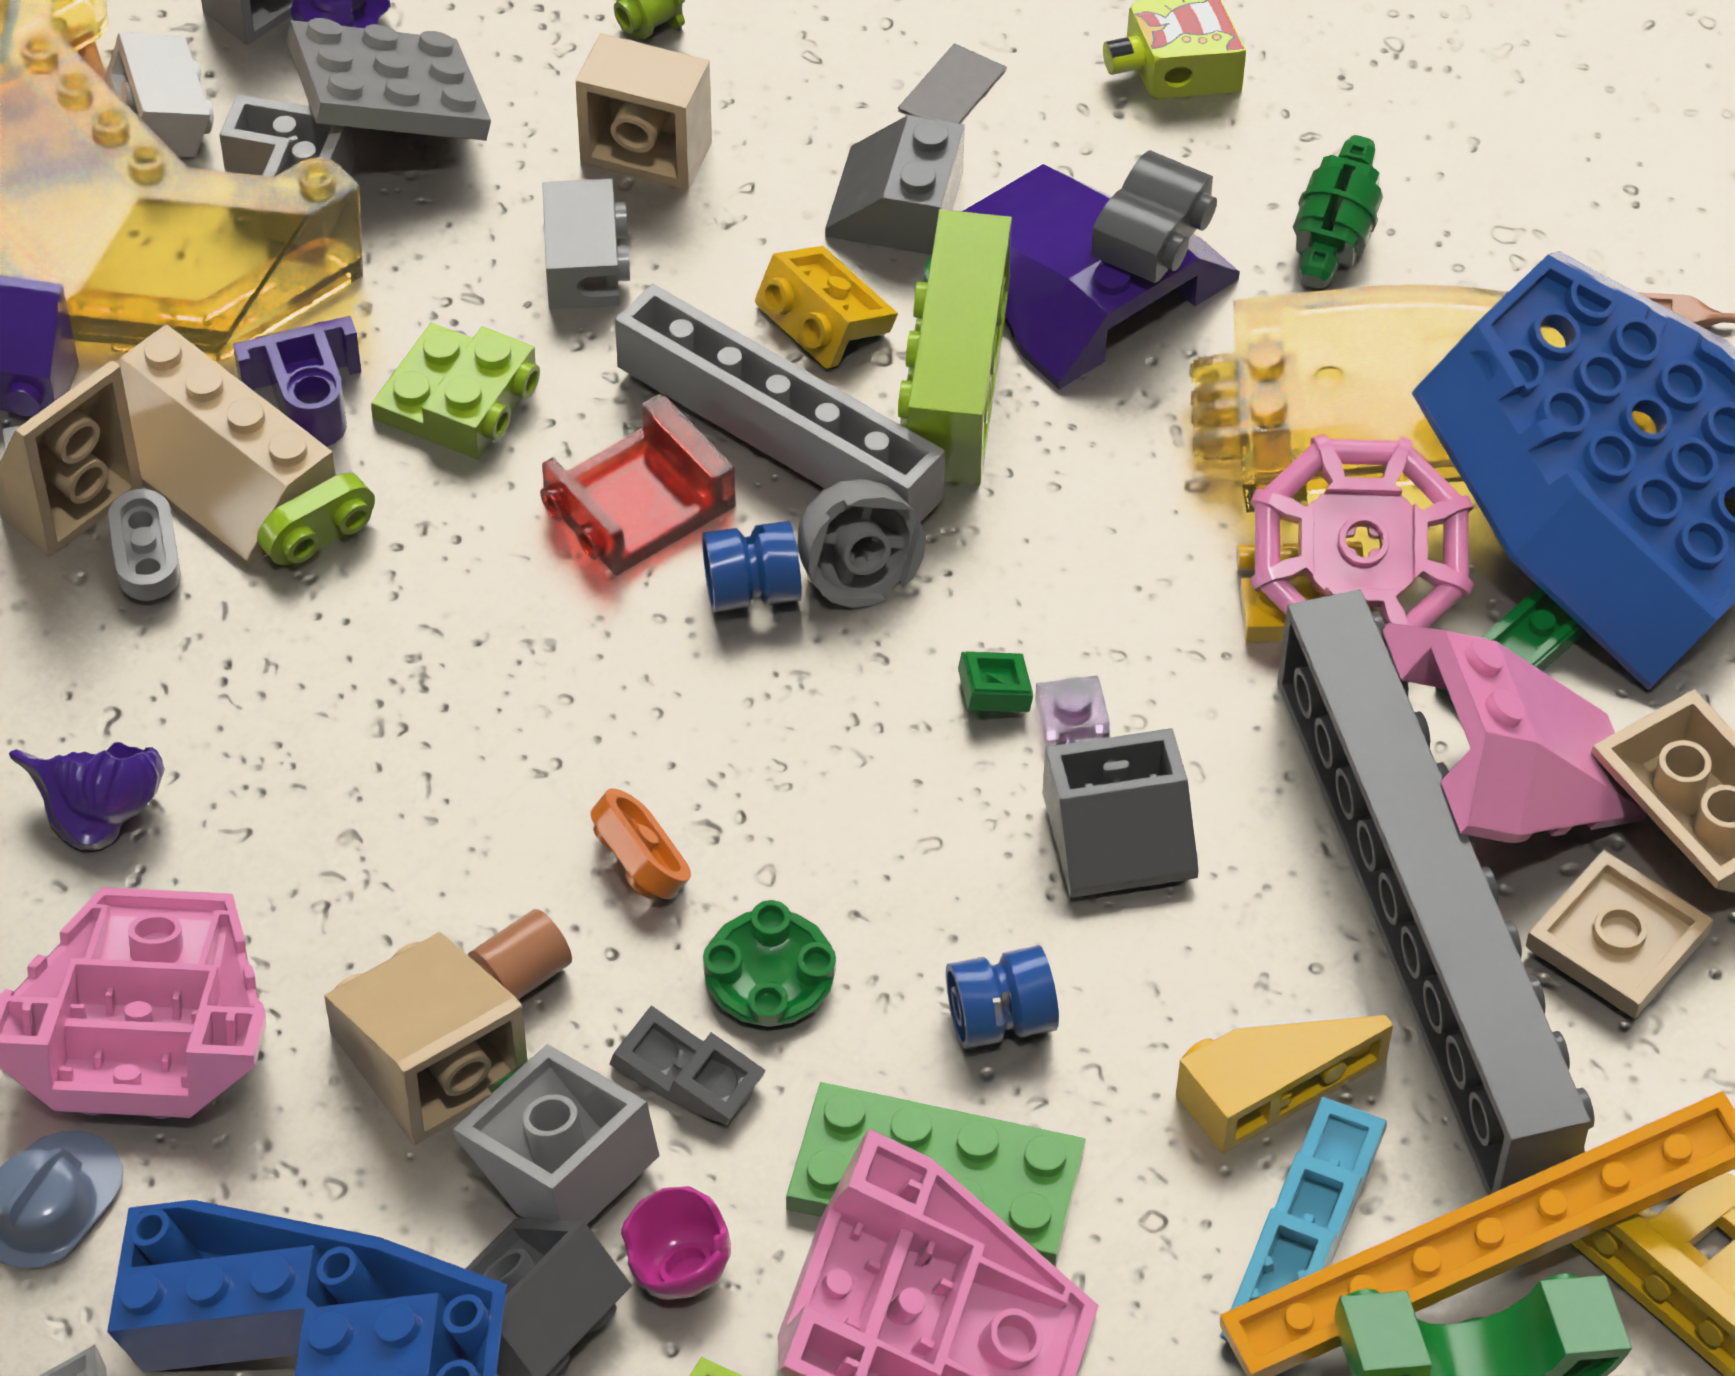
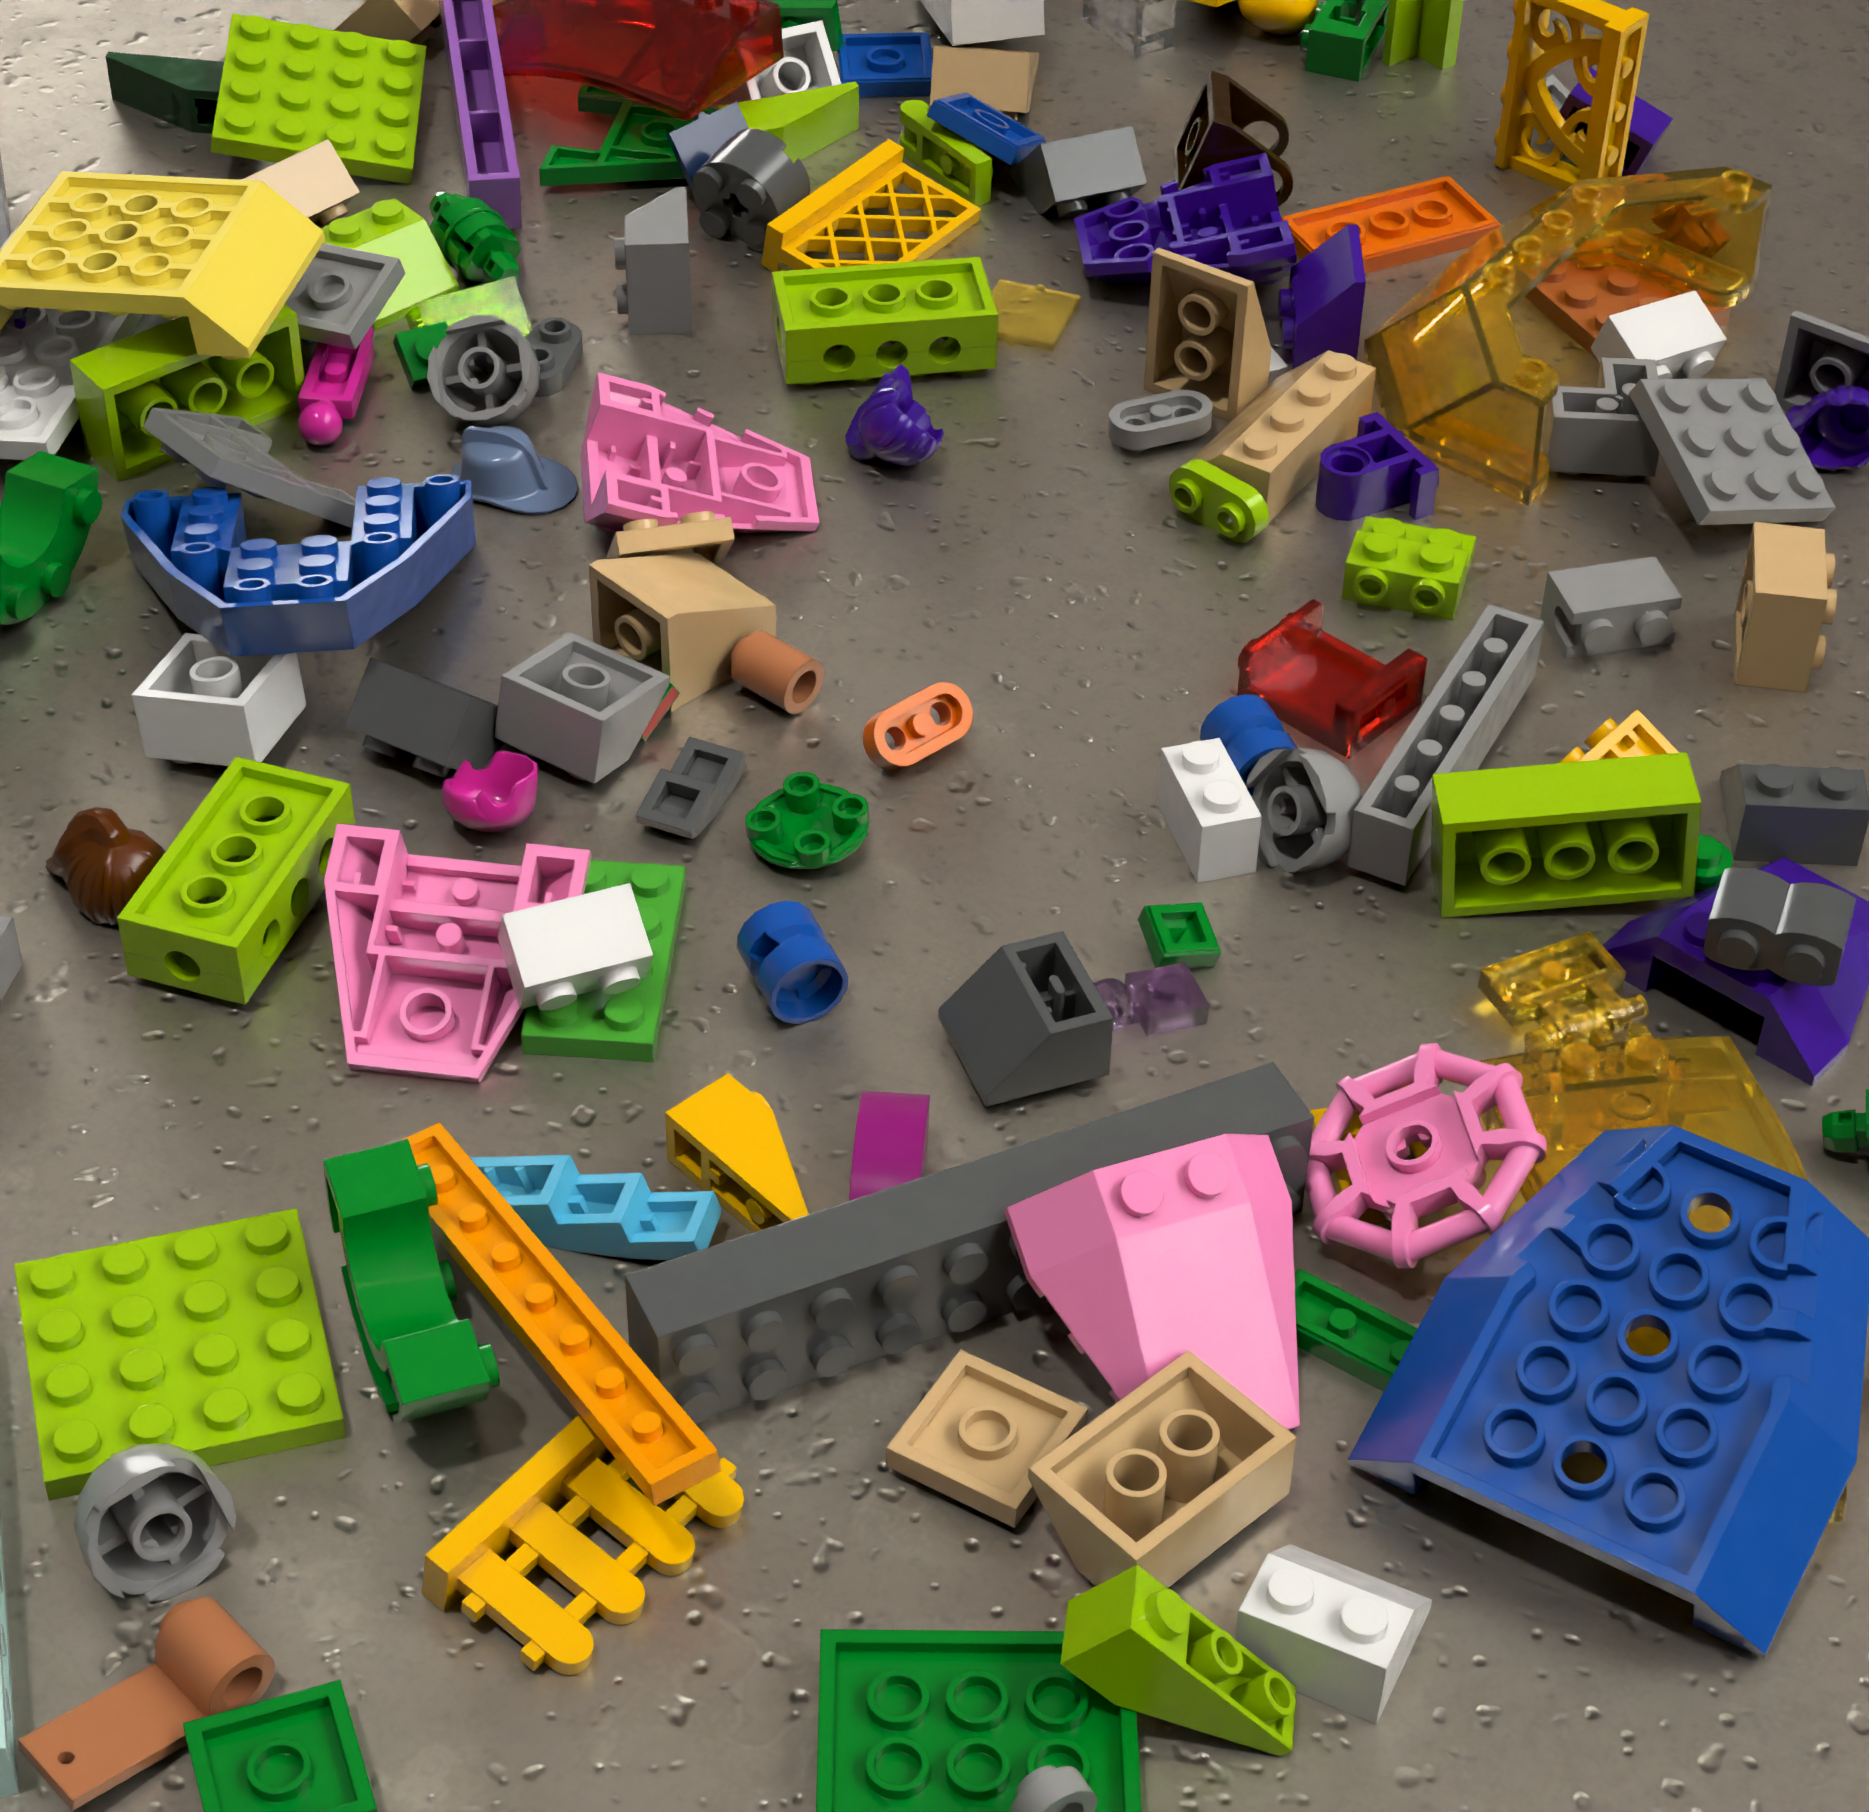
camera: 80 degrees right, 10 degrees down
(305, 1024) = (695, 534): none -> tan plate
(831, 619) = (1208, 810): none -> white brick
(999, 1164) = (575, 947): none -> white brick
(1104, 415) = (1557, 978): none -> clear yellow plate
(1281, 942) = (889, 1141): none -> magenta brick

